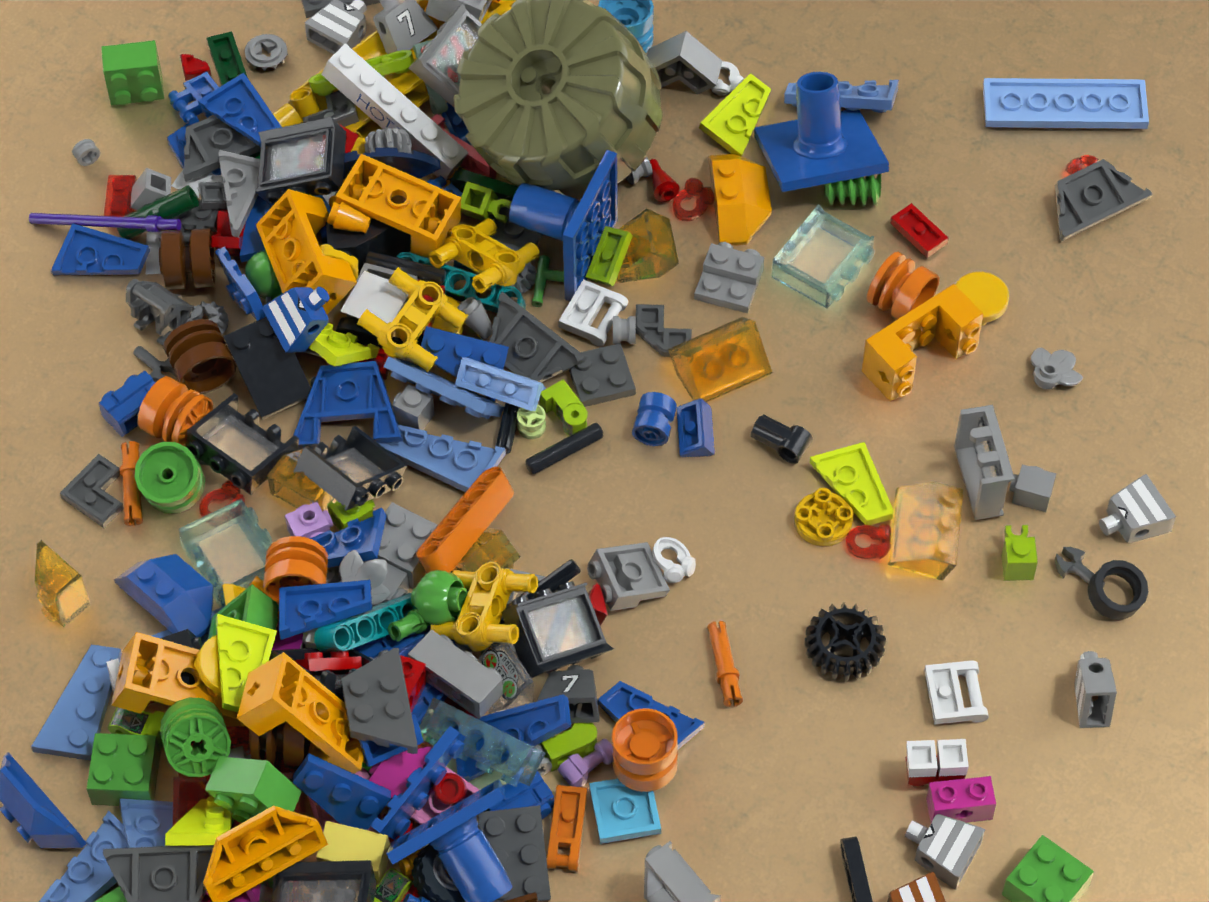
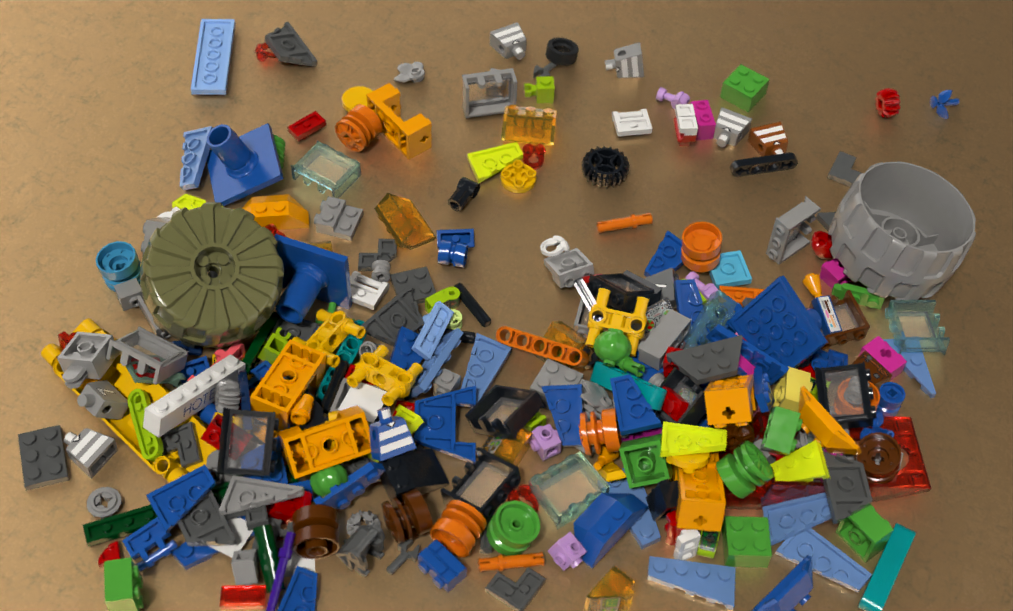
camera: 95 degrees left, 5 degrees down
(141, 545) = (567, 552): none -> lavender brick
(1011, 770) = (679, 98): none -> lavender leg

